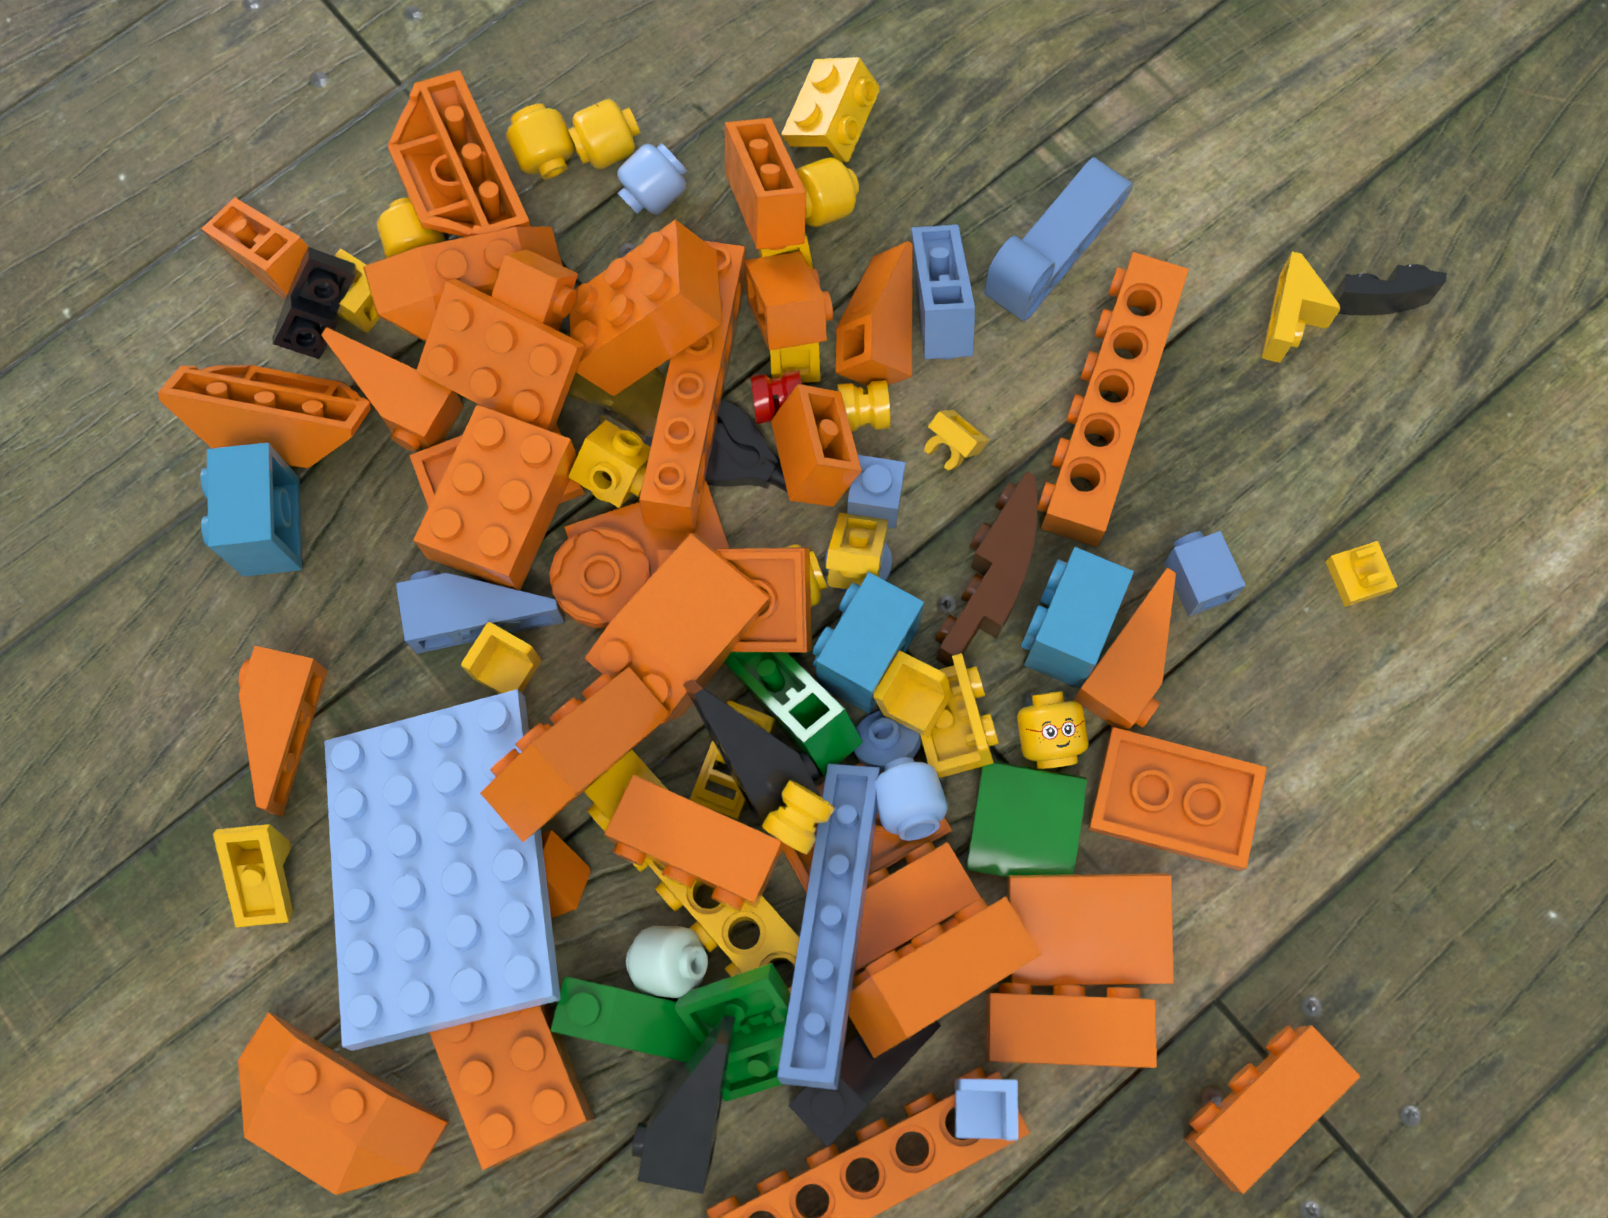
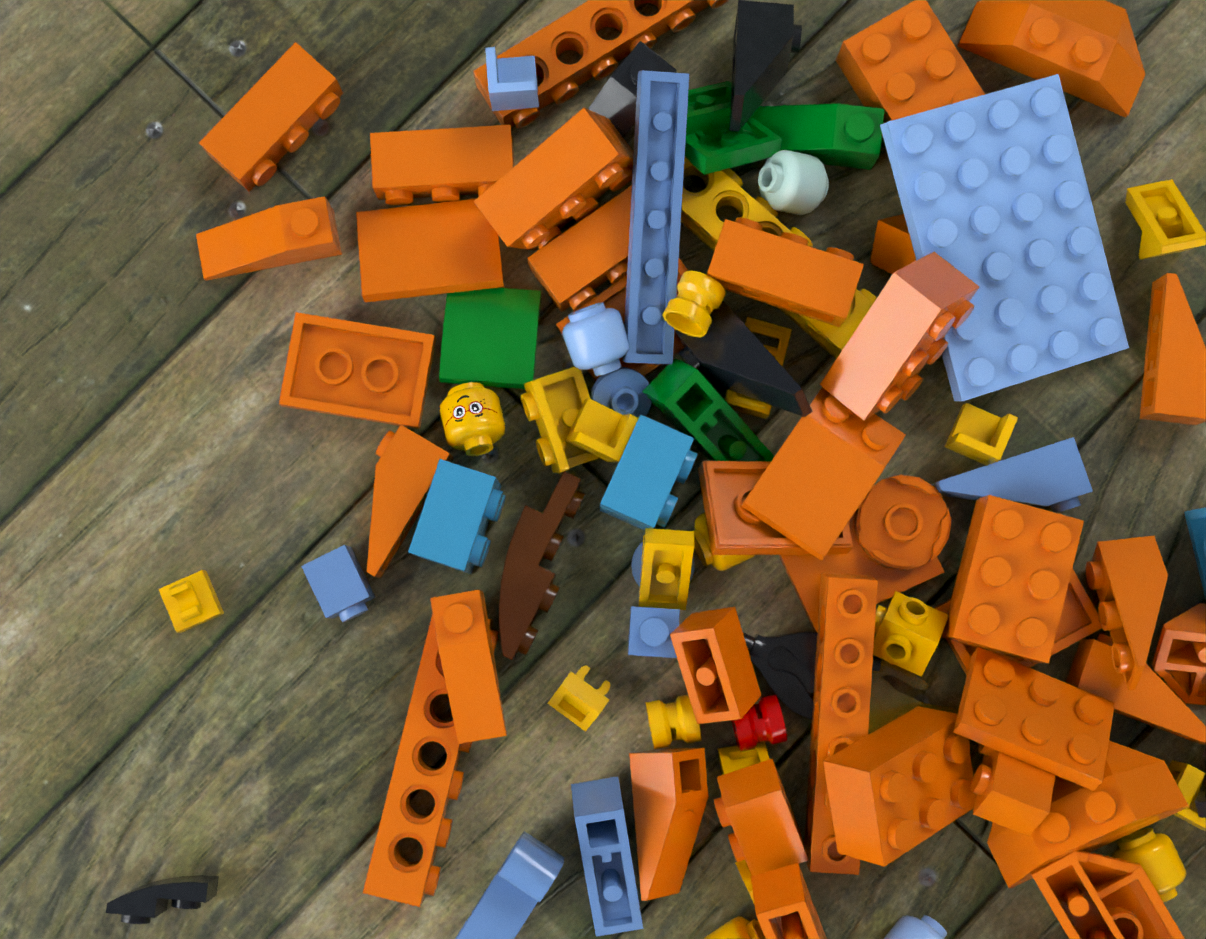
camera: 170 degrees right, 10 degrees up
(375, 481) = (1130, 592): none -> orange slope
(1073, 468) = (469, 665): none -> orange slope
(1274, 958) = (270, 239): none -> orange slope
(1298, 301) = (254, 881): yellow slope -> none

